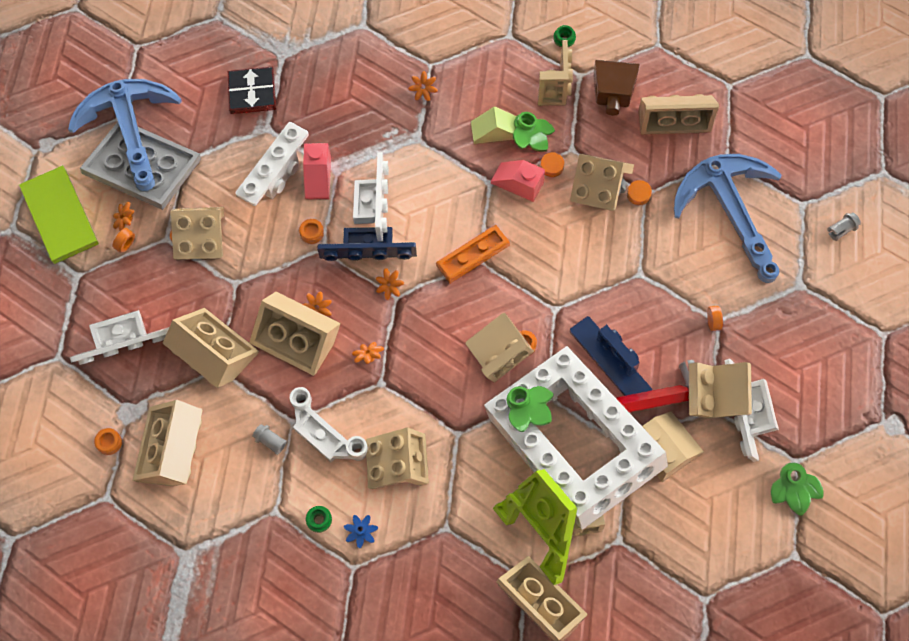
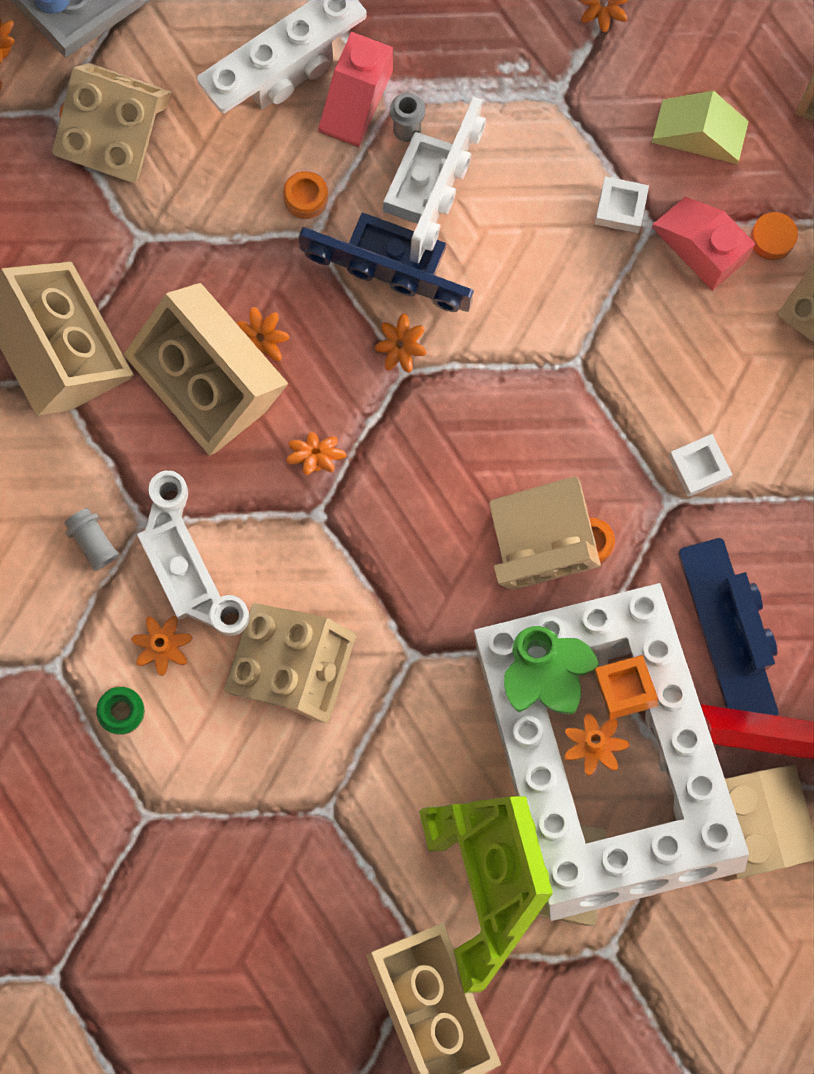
camera: 15 degrees right, 10 degrees up
(326, 483) = (168, 650): none -> orange plant
(347, 172) = (407, 112): none -> light grey pin
(360, 535) = (192, 760): blue plant -> none
(471, 177) = (621, 205): none -> white plate
(472, 254) = (568, 345): orange tile -> none
(531, 132) = (764, 165): bright green plate -> none
(562, 285) = (700, 465): none -> white plate
(567, 432) = (595, 751): none -> orange plant
(571, 398) = (626, 687): none -> orange plate

